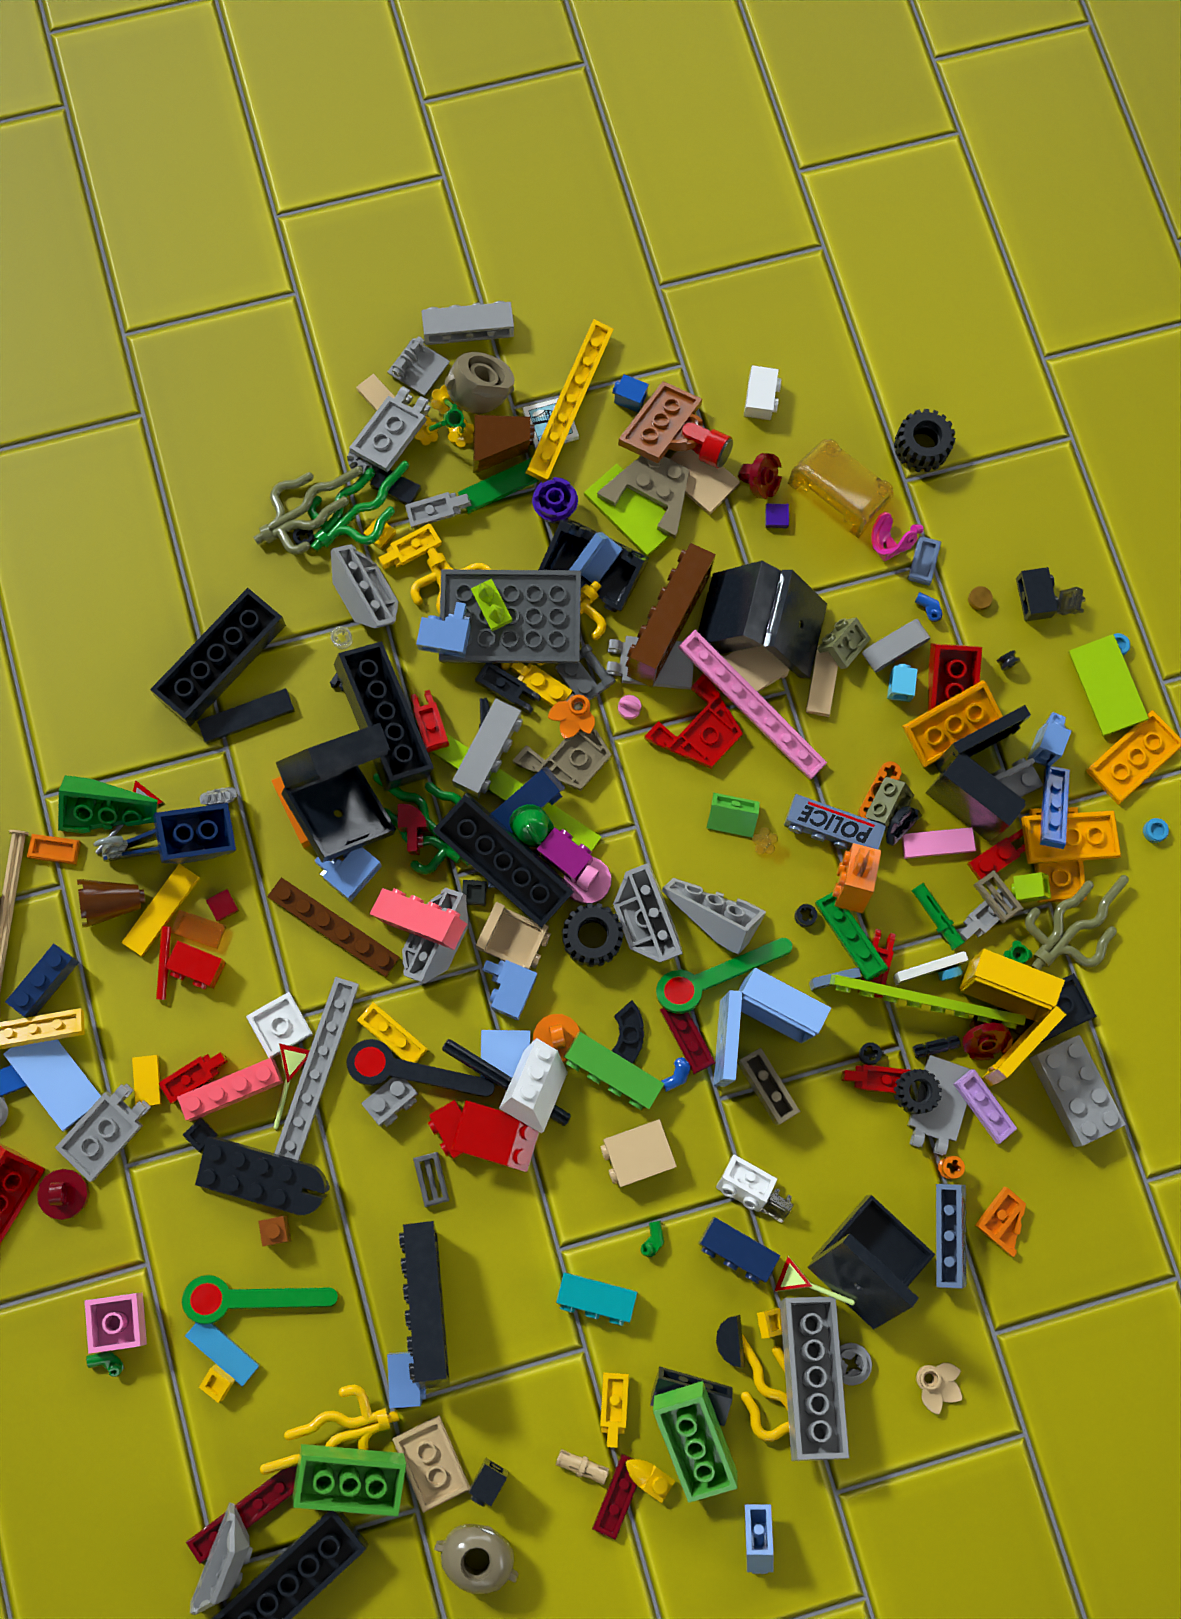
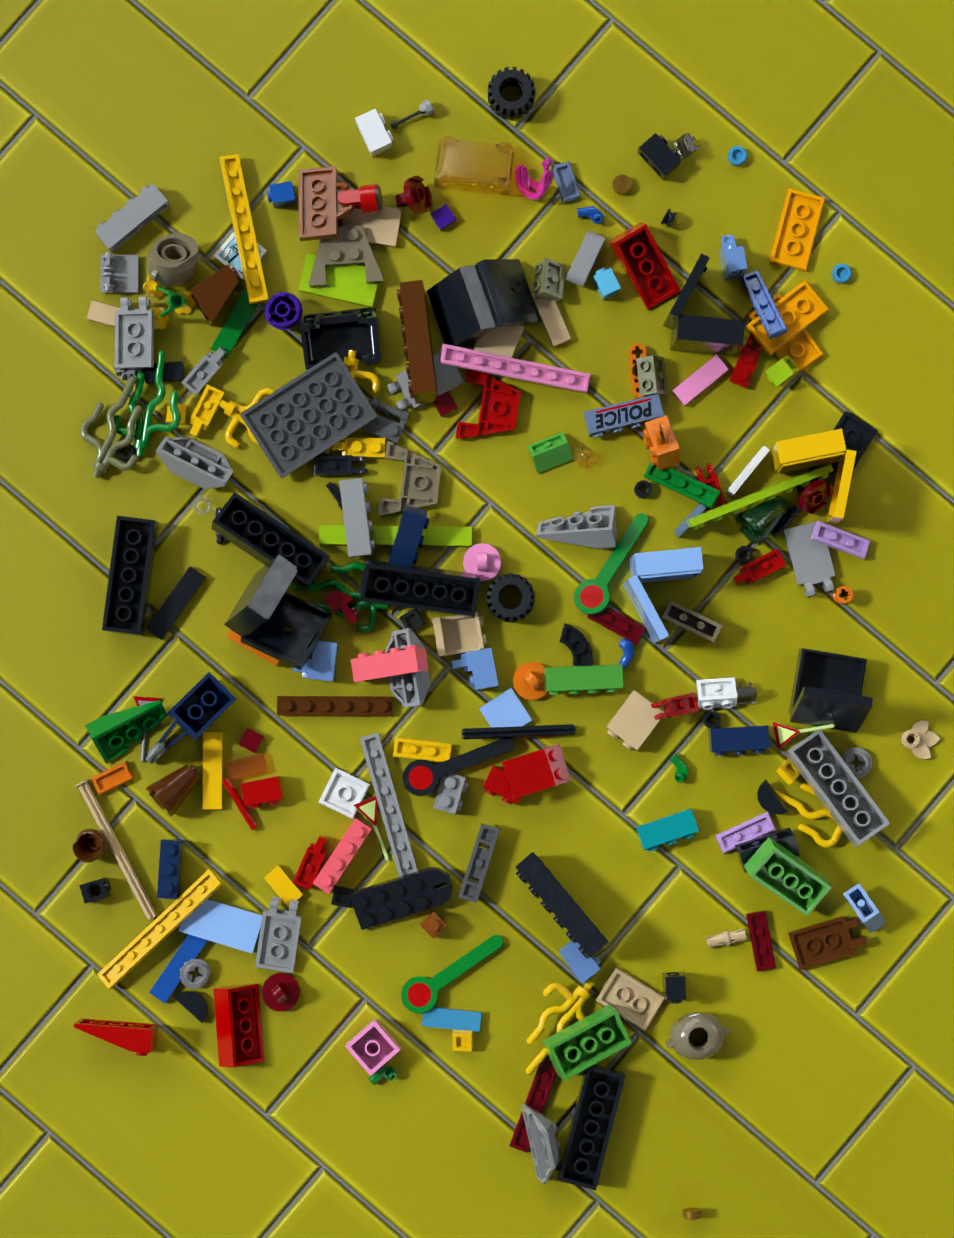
camera: 25 degrees left, 10 degrees up
(219, 796) = (198, 670): light grey gear -> none
(368, 1196) = (479, 863): none -> dark grey hinge
(425, 1158) = (523, 836): flat silver tile -> none
(430, 723) = (304, 526): red hinge -> none
(446, 636) = (276, 460): medium blue hinge -> none
(491, 604) = (291, 416): lime tile -> none
(531, 825) = (421, 551): green piece -> none
(535, 1085) = (539, 722): white slope -> none
(565, 854) = (457, 556): magenta brick -> none
(570, 719) = (398, 460): orange plate -> none
(597, 557) = (340, 333): medium blue panel -> none
(614, 1406) = (722, 888): yellow hinge -> none
(629, 707) = (431, 423): bright pink tile -> none
(646, 916) = (538, 561): light grey wedge -> none
(650, 1478) = (773, 917): yellow plate -> none
(656, 696) = (445, 404): none -> dark red tile
(680, 1359) = (745, 831): none -> lavender tile
(690, 1547) = (825, 941): none -> reddish brown tile
(694, 1168) = (677, 706): none -> red hinge
(729, 1206) = (715, 715): none -> black bush
(827, 403) = (425, 109): none -> hinge
(901, 823) = (667, 384): black tile -> none
(913, 1027) = (762, 519): none -> clear green cone
(931, 1087) = (779, 562): black tyre -> none
(938, 916) = (731, 431): green pin -> none
(950, 973) = (763, 465): dark azure tile -> none
(951, 721) = (659, 289): light orange tile -> none
(951, 1235) = (869, 639): sand blue brick -> none
(981, 919) = (763, 407): light grey hinge -> none
(991, 902) = (762, 392): dark tan tile -> none
(1003, 1220) = (897, 607): orange wing -> none
(1017, 947) = (805, 422): green plate -> none
(1021, 778) = (727, 301): light grey bracket -> none
(1057, 945) = (821, 395): olive plant -> none
(1077, 1091) = (894, 490): light grey brick -> none
(1108, 685) = (748, 190): lime tile -> none

